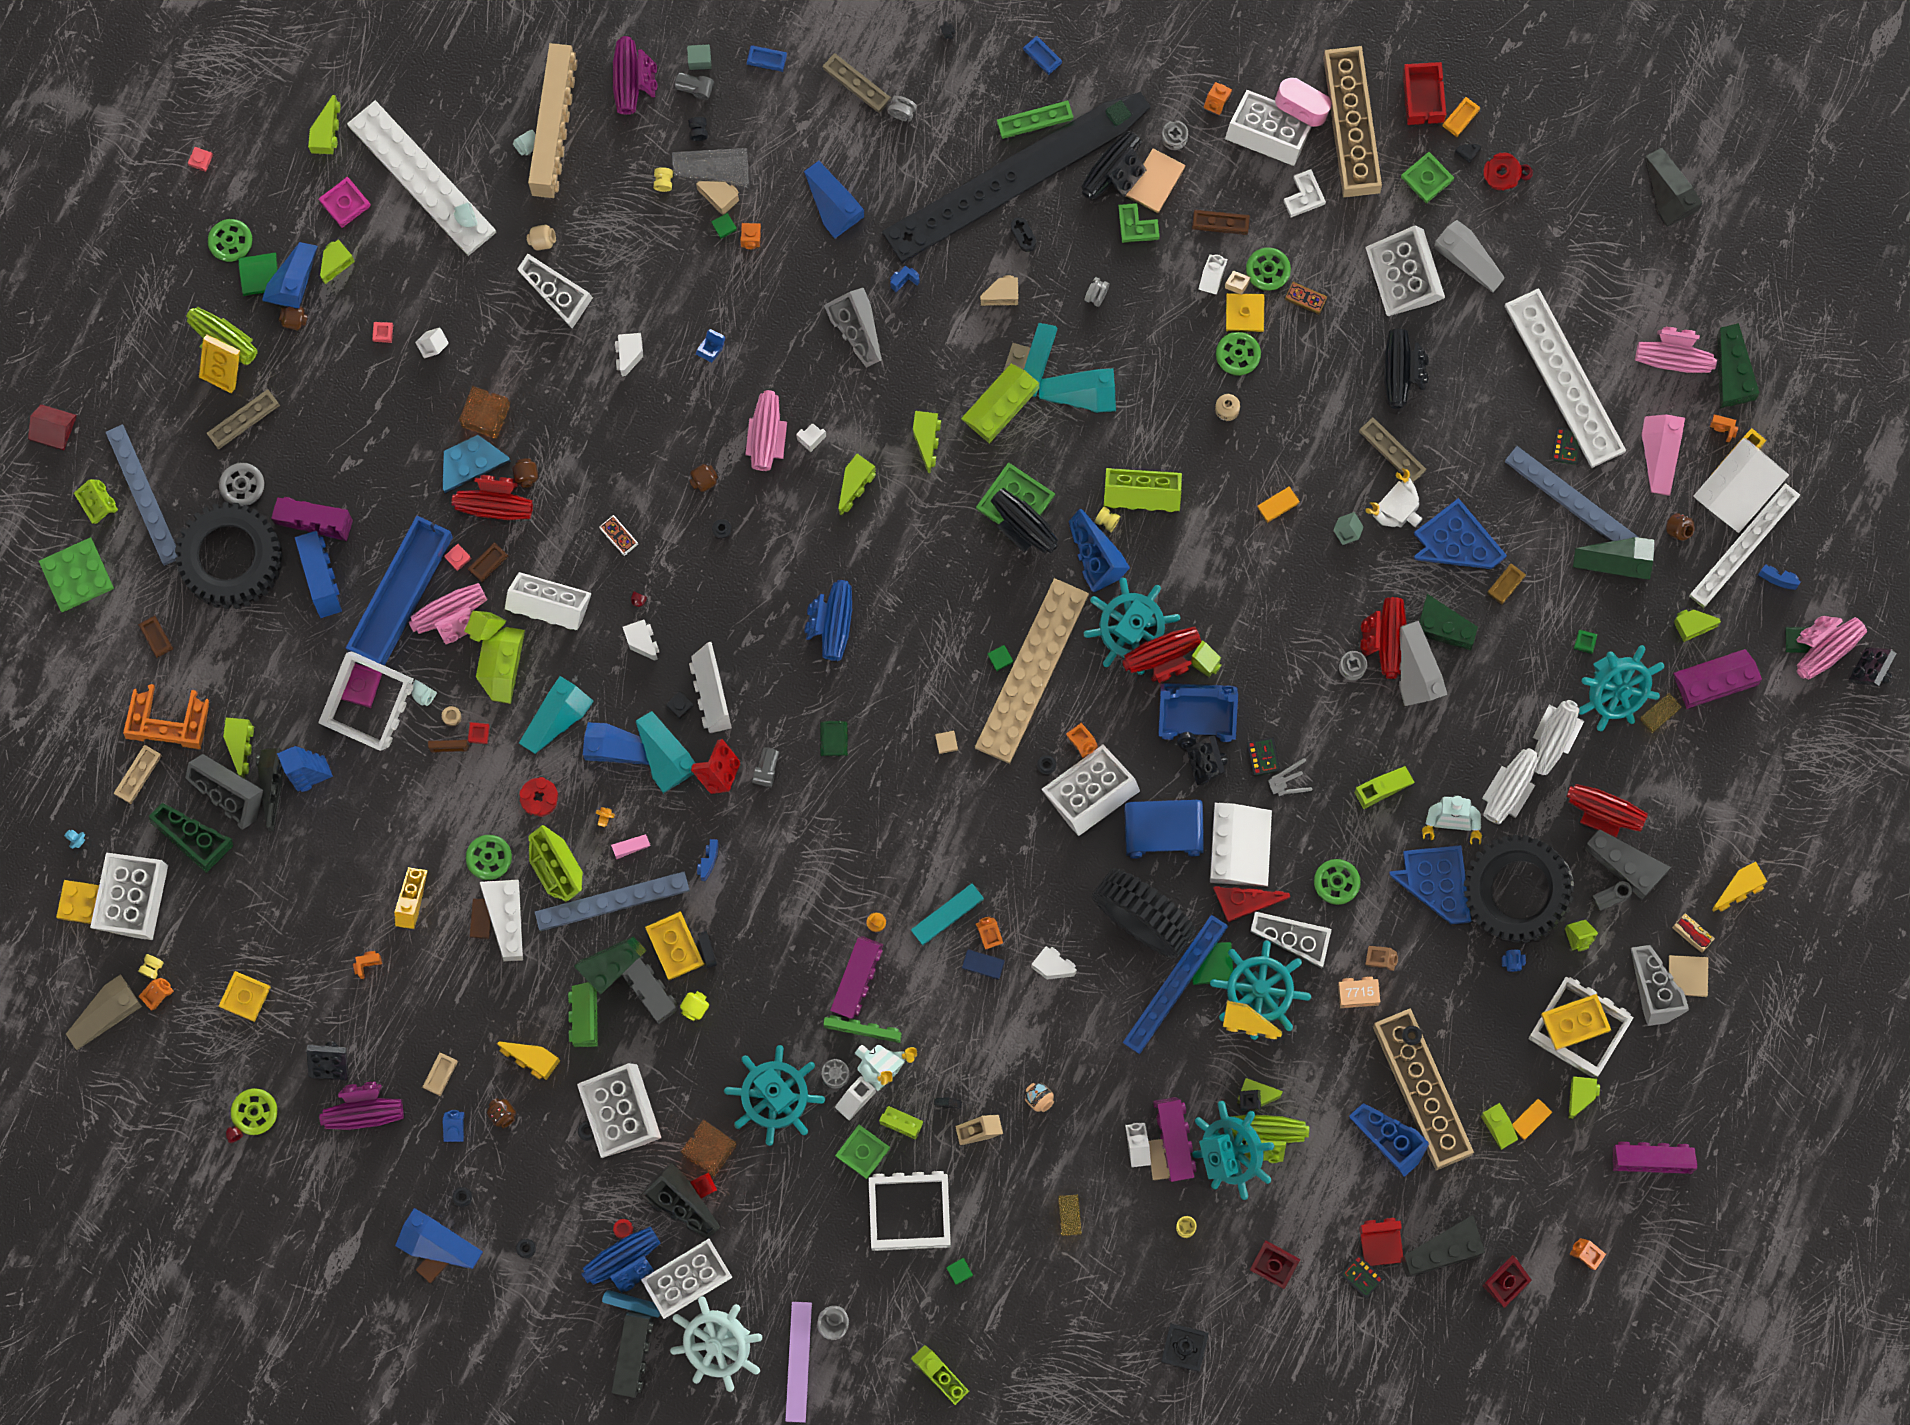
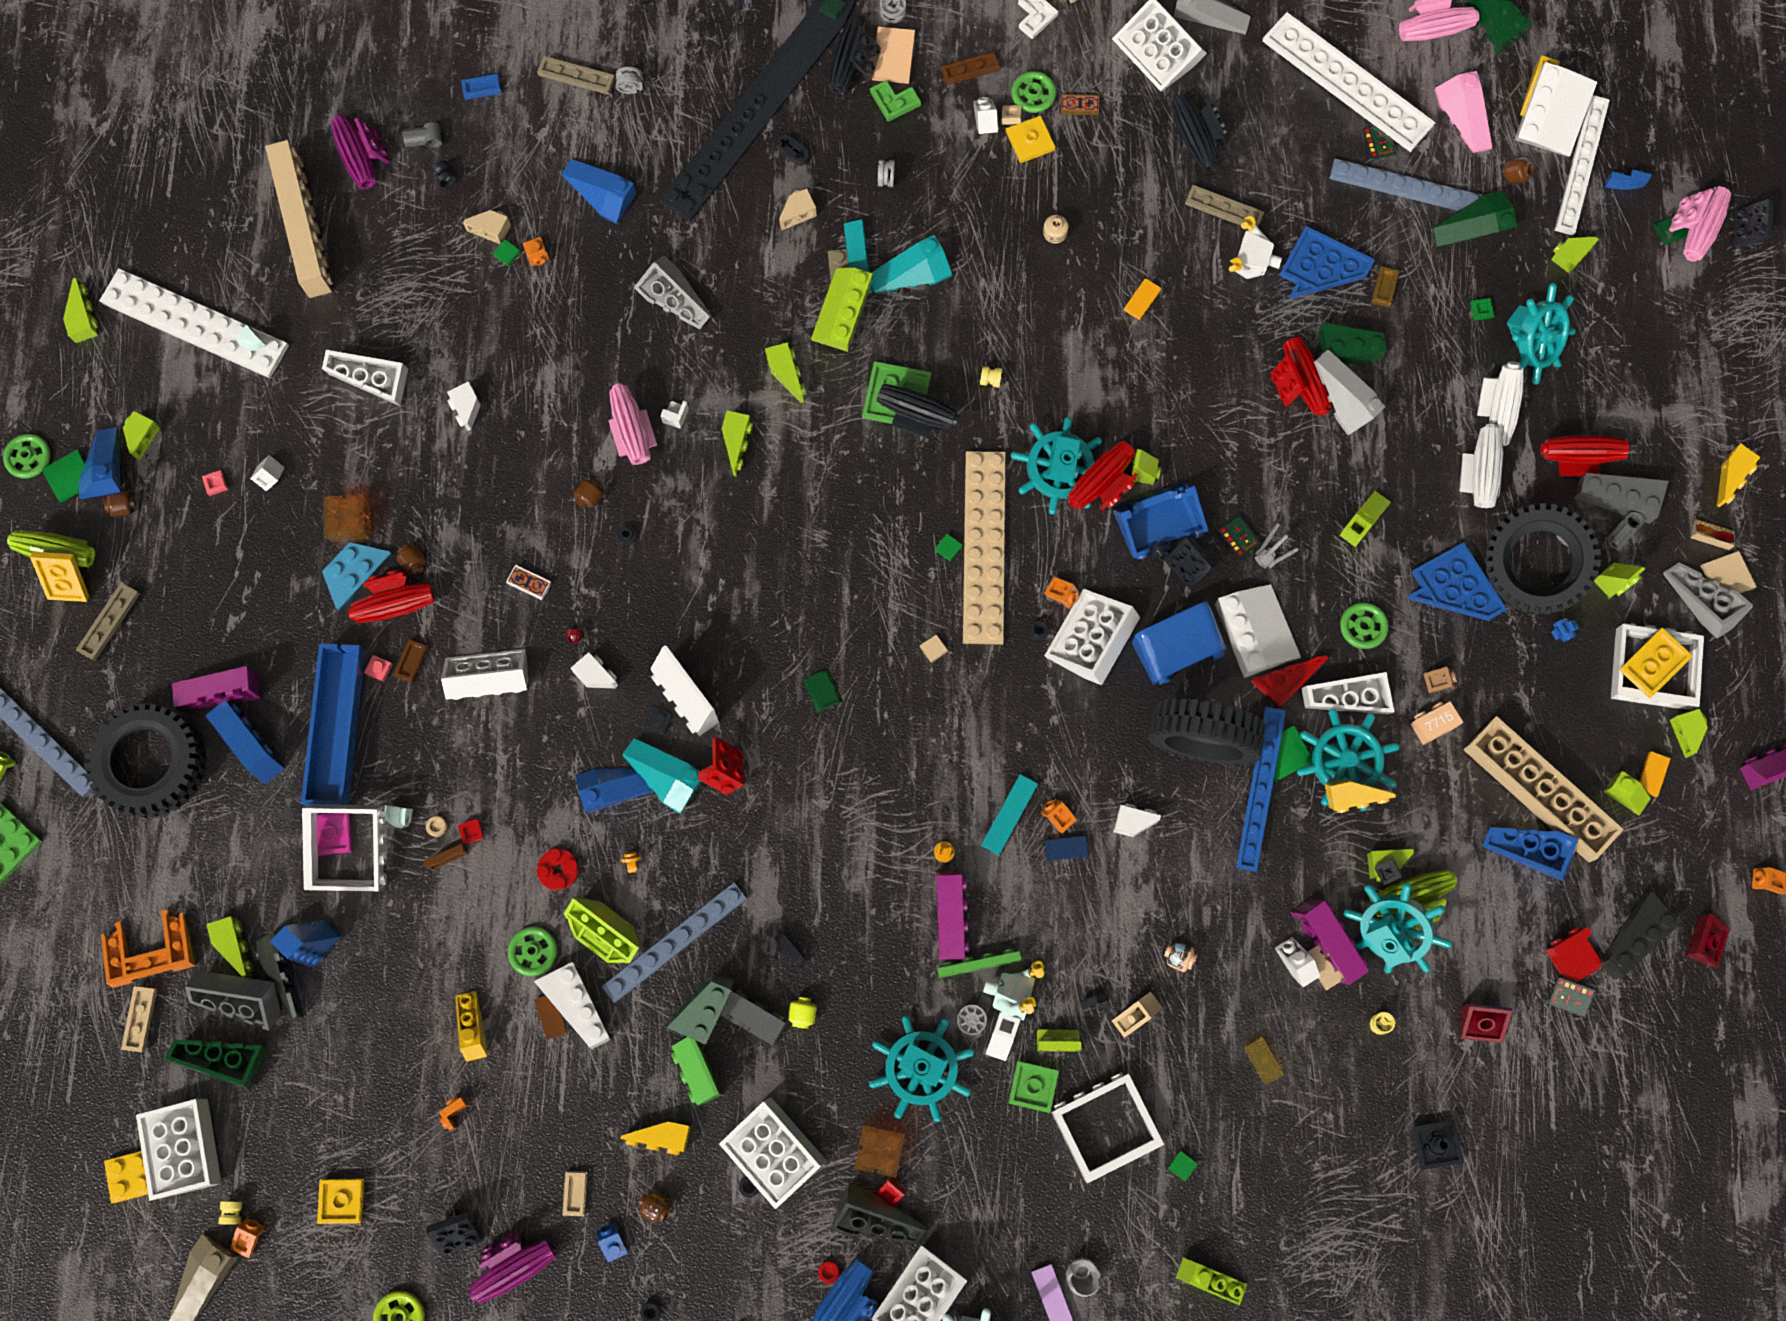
camera: 25 degrees left, 0 degrees up
(76, 839) = (100, 1113): medium azure plate -> none
(155, 636) = (103, 872): reddish brown tile -> none
(250, 497) = (127, 670): light grey plate -> none
(344, 202) = (127, 375): dark pink tile -> none
(449, 613) = (394, 726): bright pink plate -> none
(483, 625) = (431, 724): lime slope -> none
(500, 663) = (463, 754): lime wedge -> none
(525, 142) = (281, 250): light aqua piece -> none
(541, 237) = (334, 331): tan head -> none
(558, 711) = (541, 777): teal wedge -> none
(630, 846) = (669, 880): bright pink piece -> none
(663, 179) = (428, 229): light yellow wheel -> none
(674, 946) = (756, 960): yellow plate -> none
(699, 57) = (416, 108): sand green panel -> none
(707, 864) = (753, 869): blue slope -> none
(711, 346) = (542, 367): blue bracket -> none
(714, 166) = (472, 199): clear wedge -> none
(765, 772) = (770, 752): dark grey piece -> none
(831, 620) = (771, 577): blue plate -> none
(900, 278) = (695, 234): blue bracket -> none
(1035, 119) = (757, 43): bright green plate -> none
(1099, 556) = (999, 414): blue wedge -> none
(1143, 489) = (1012, 336): lime slope -> none
(1234, 368) = (1044, 193): bright green plate -> none
(1348, 528) = (1218, 294): sand green panel -> none
(1353, 665) = (1282, 417): light grey wheel -> none
(1411, 1029) = (1517, 739): black plate -> none
(1454, 814) = (1444, 516): light aqua torso -> none
(1660, 712) = (1581, 345): clear yellow tile -> none
(1717, 678) = (1618, 292): magenta slope -> none
(1724, 424) = (1511, 64): orange bracket -> none

